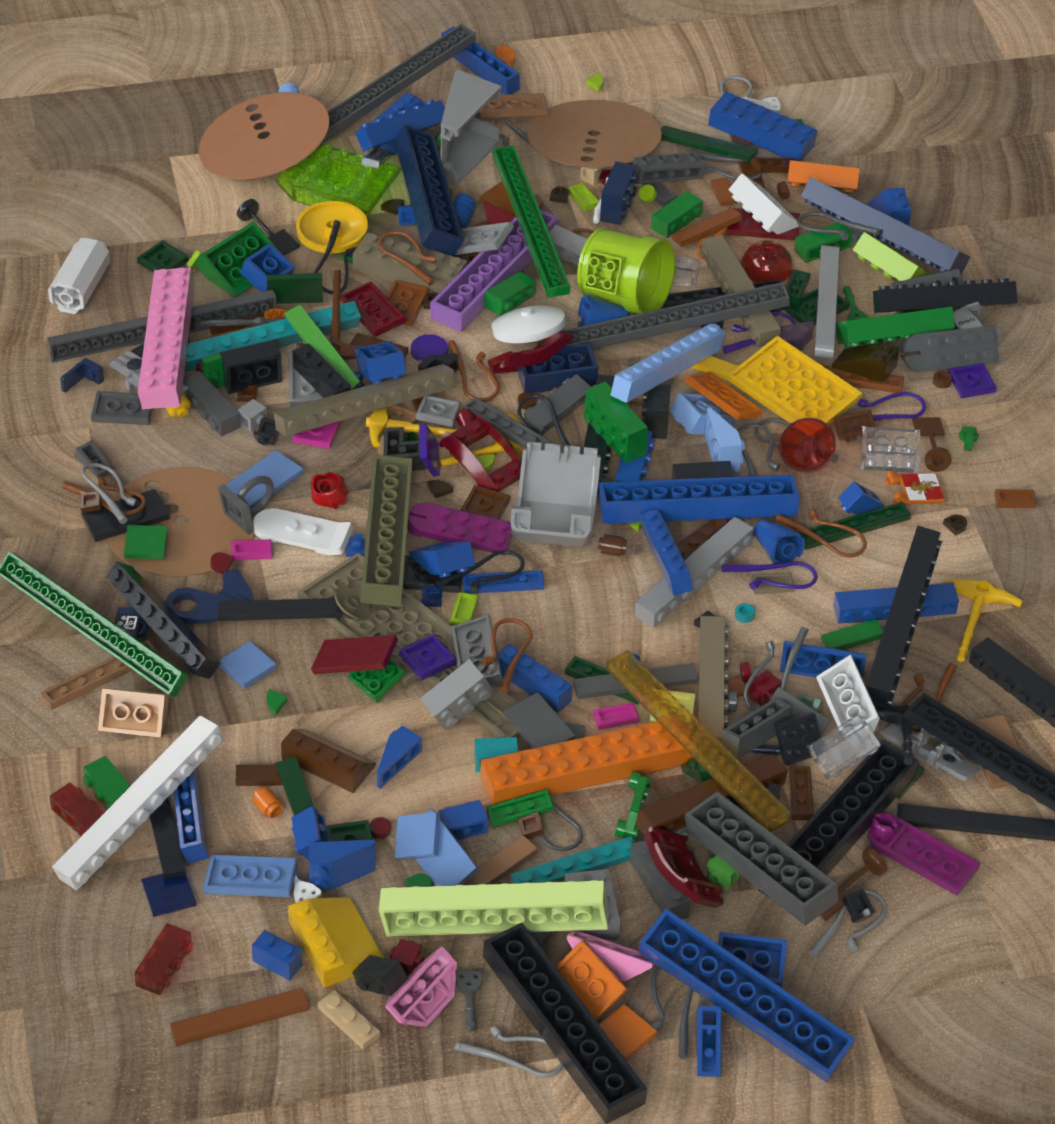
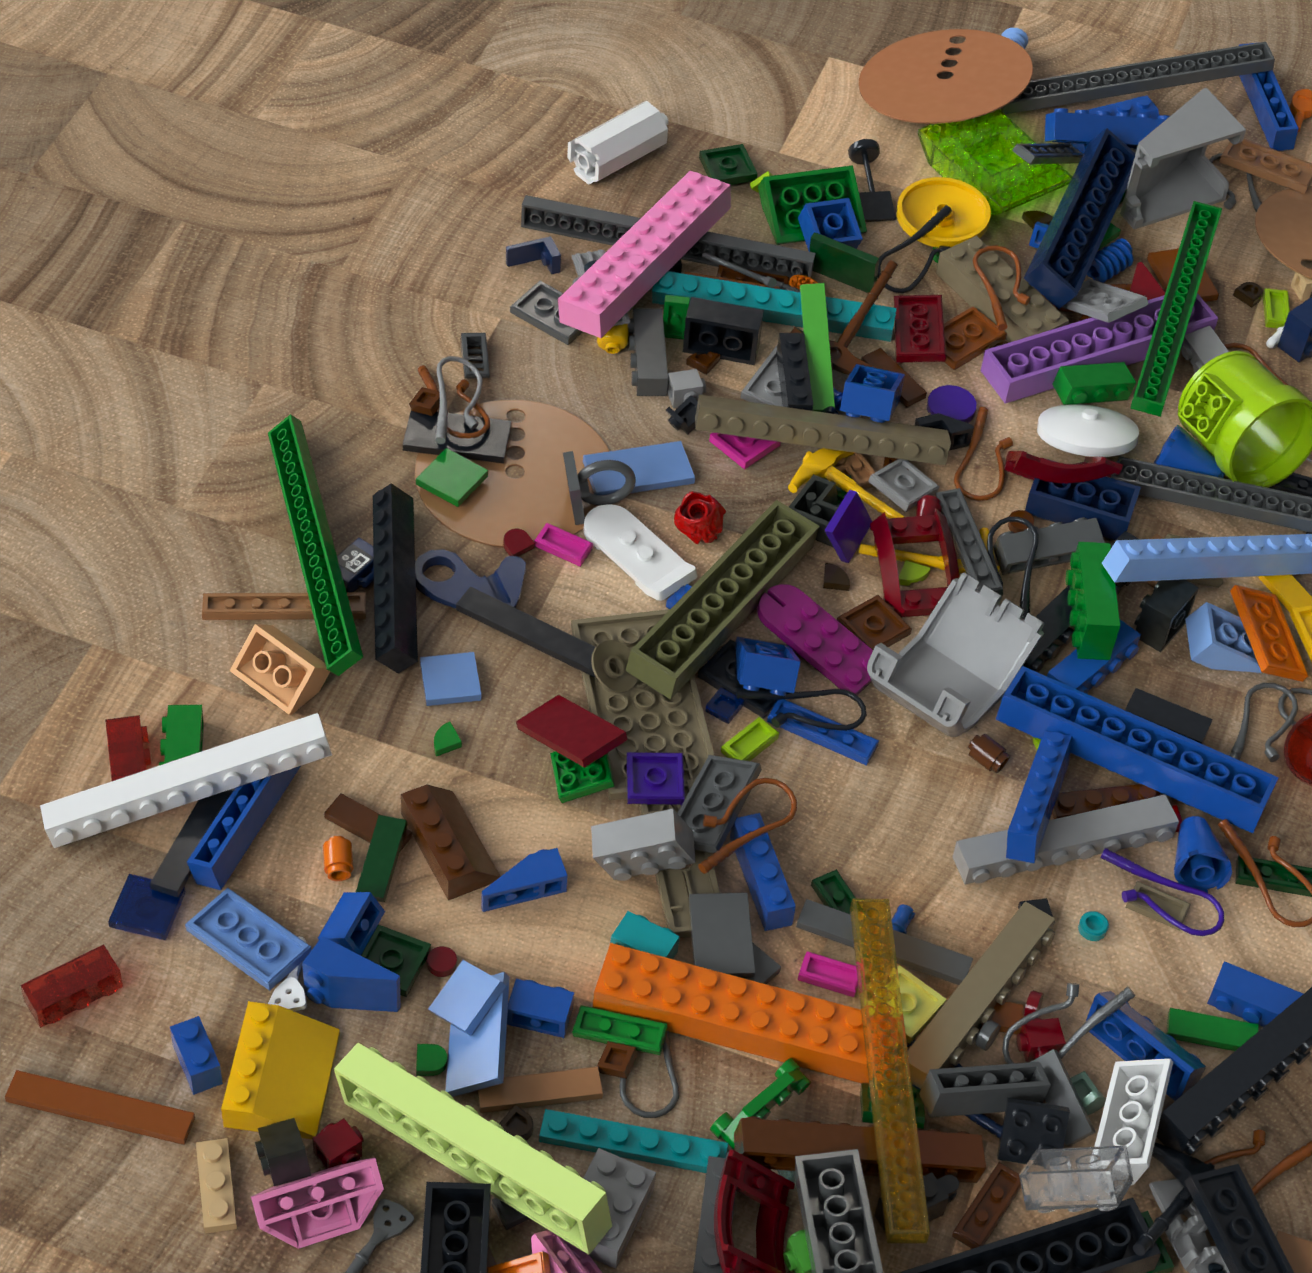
camera: 30 degrees right, 5 degrees up
(723, 440) = (1222, 693): light blue slope -> none

